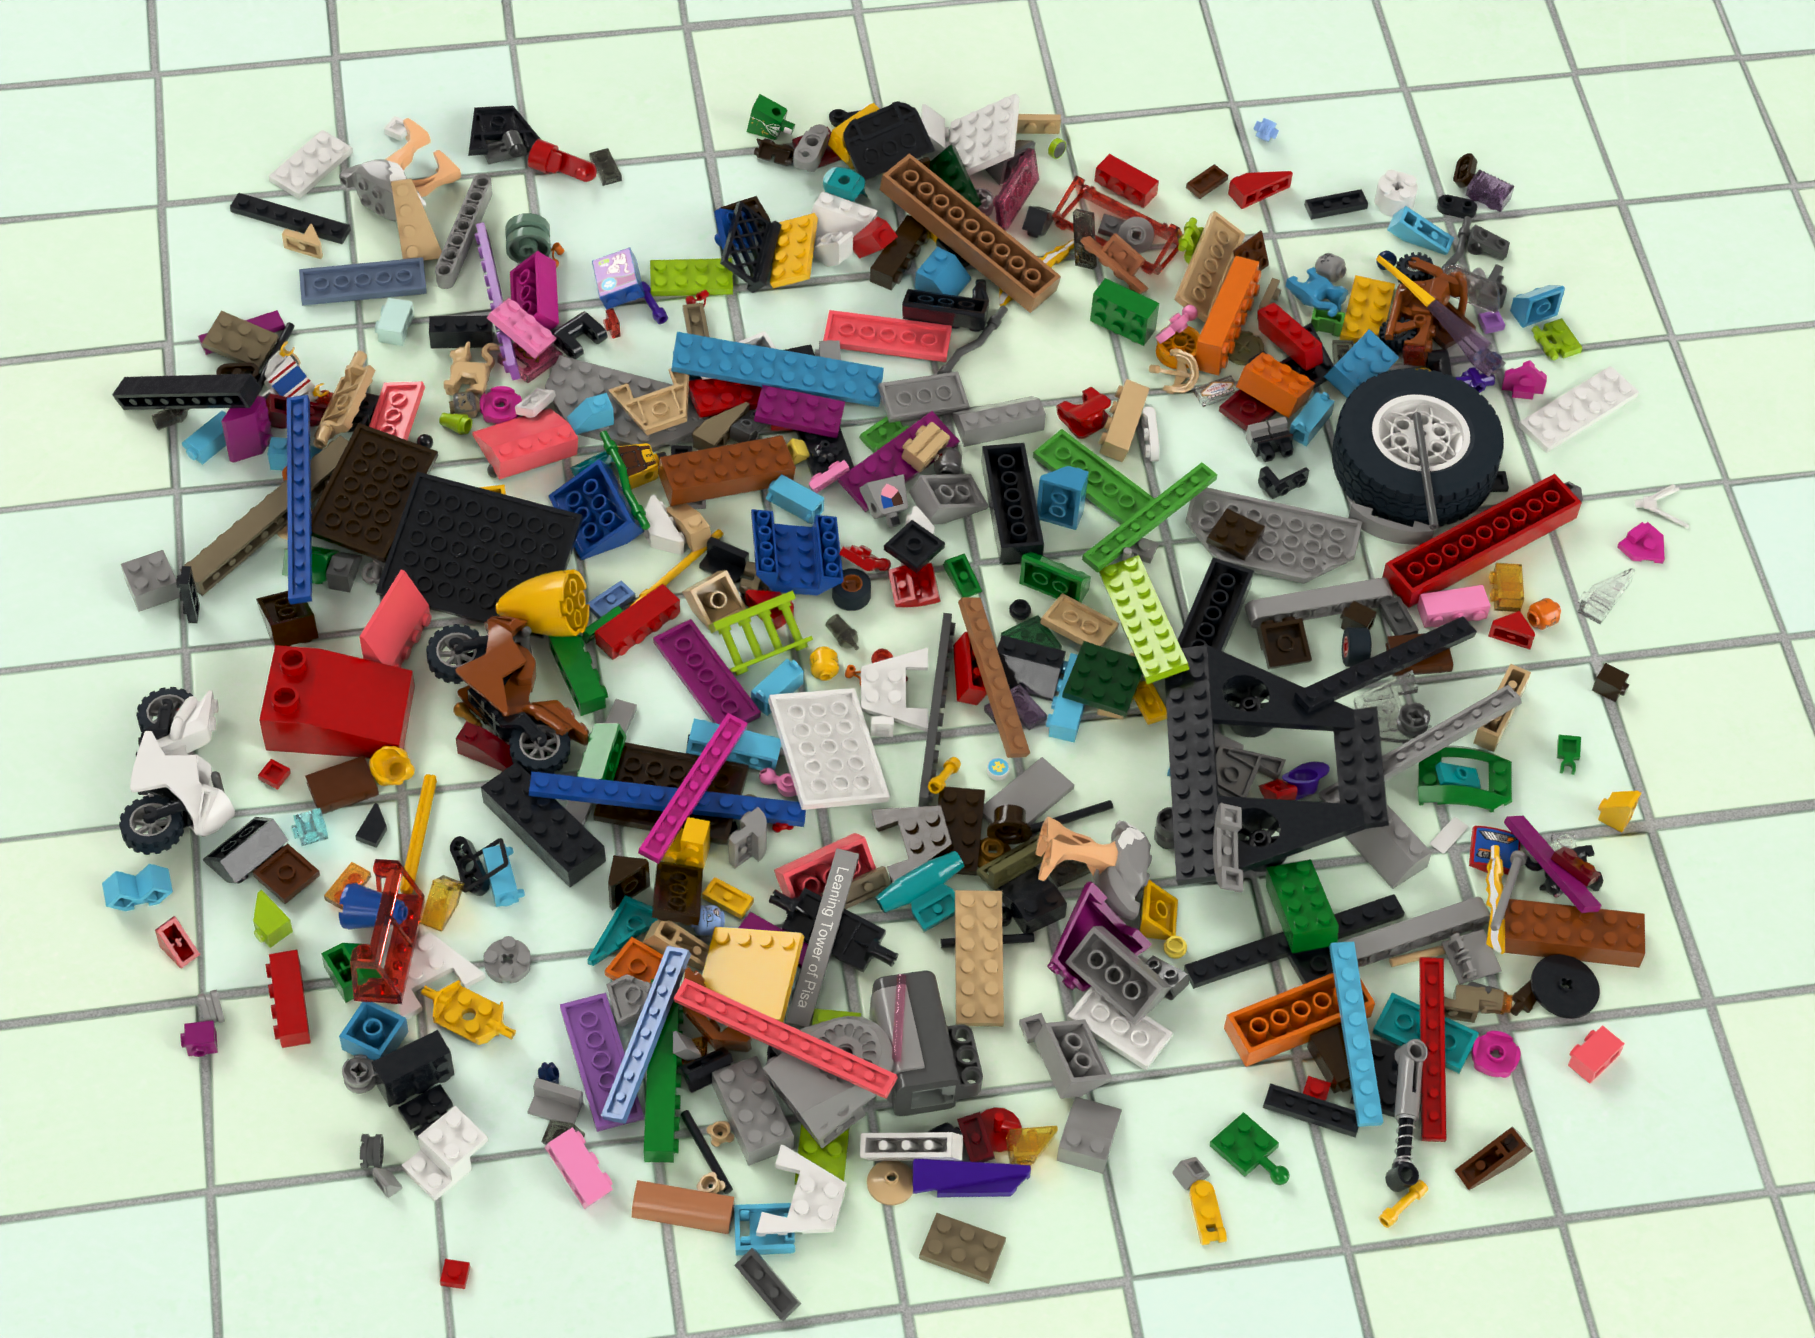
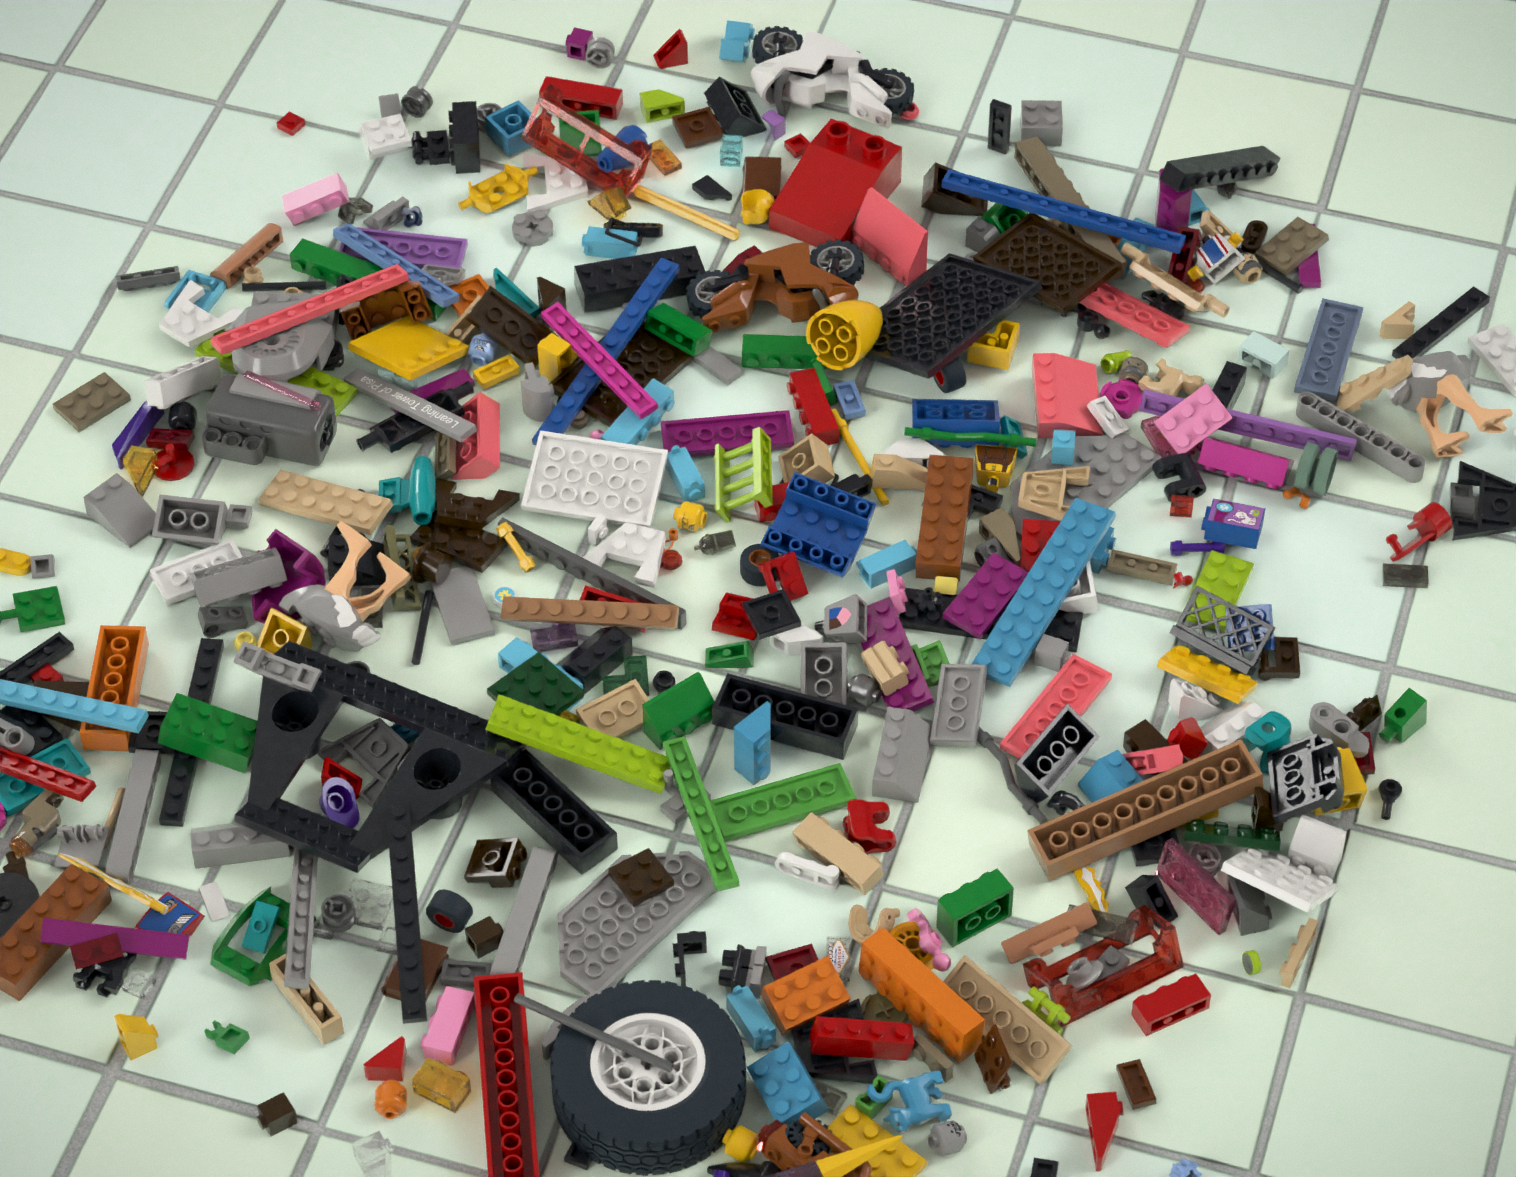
camera: 120 degrees right, 5 degrees down
(253, 803) = (776, 122): none -> medium lavender slope
(919, 240) = (1155, 759): none -> coral slope
(1517, 859) = (141, 922): light grey bar -> none

